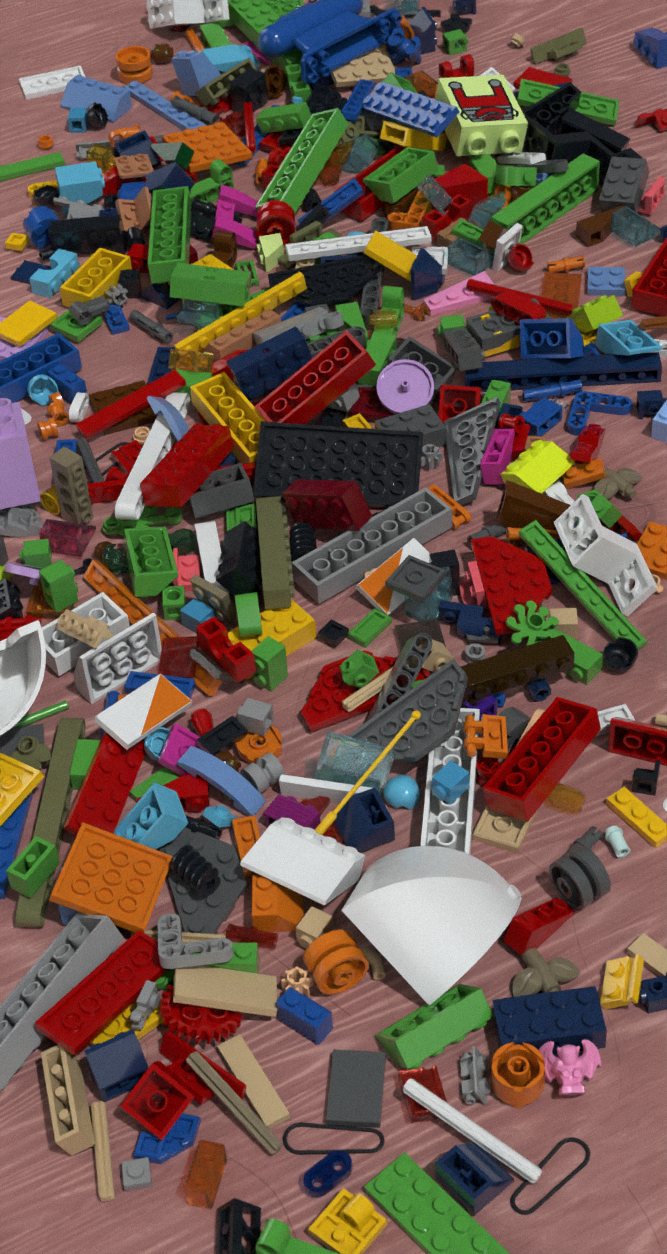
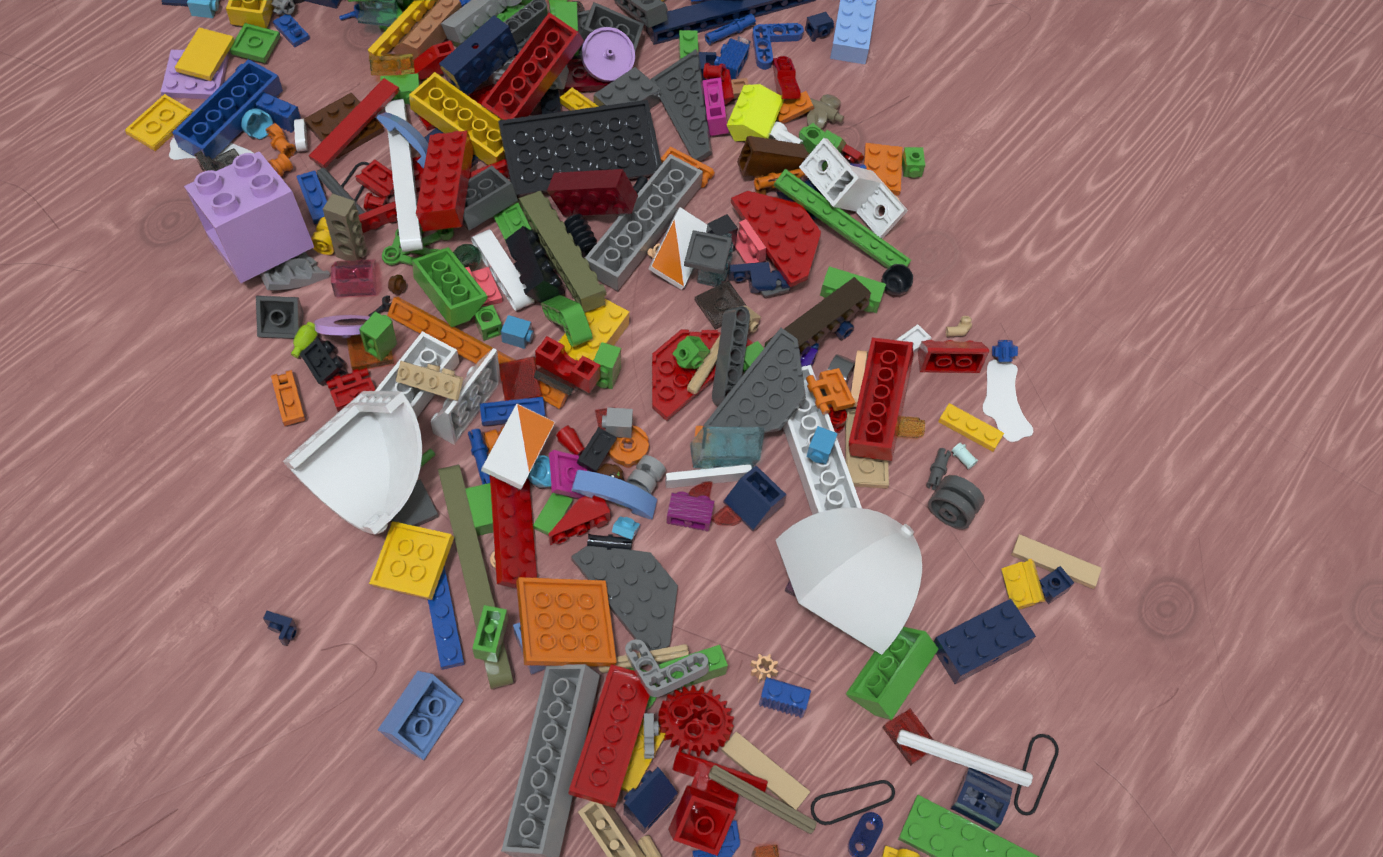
camera: 30 degrees left, 15 degrees up
(35, 755) = (430, 518): olive plate -> none
(36, 553) = (334, 303): bright green brick -> none
(85, 311) = (262, 29): dark grey piece -> none
(114, 560) = (412, 292): clear green hair -> none
(141, 434) = (377, 152): light nougat plate -> none
(154, 328) = (338, 34): dark grey pin -> none
(154, 818) = (573, 552): medium azure slope -> none
(160, 364) = (362, 74): dark blue plate -> none
(195, 871) = (627, 588): black piece -> none
(215, 598) = (527, 311): dark tan plate -> none
(226, 989) = (712, 697): tan tile -> none
(246, 835) = (664, 548): orange plate -> none
(252, 935) = (704, 634): clear red pin -> none
(275, 906) = (713, 599): orange slope -> none
(304, 861) = (724, 554): white slope -> none
(313, 926) = (756, 613): tan brick -> none
(332, 815) = (727, 500): yellow piece -> none
(333, 633) = (645, 317): black plate -> none
(335, 962) = (793, 641): orange wheel -> none
(356, 1088) = (852, 749): dark grey tile -> none
(369, 628) = (672, 304): bright green tile -> none
(376, 963) = (816, 625): tan arm -> none
(402, 792) = (772, 459): medium azure hair -> none
(430, 456) = (657, 118): light grey gear -> none
(457, 400) = (656, 57): red slope -> none
(474, 652) = (773, 302): light grey bush -> none
(474, 1066) = (939, 699): light grey hinge -> none
(494, 530) = (735, 187): dark grey pin -> none
(518, 1074) = (976, 707): orange brick -> none
(533, 625) = (820, 271): bright green animal -> none
(537, 925) = (936, 551): red slope -> none
(542, 974) = (958, 598): dark tan plant -> none
(567, 621) = (838, 258): tan brick -> none
(569, 1067) = (1016, 678): bright pink animal -> none
(646, 780) = (964, 391): black panel -> none

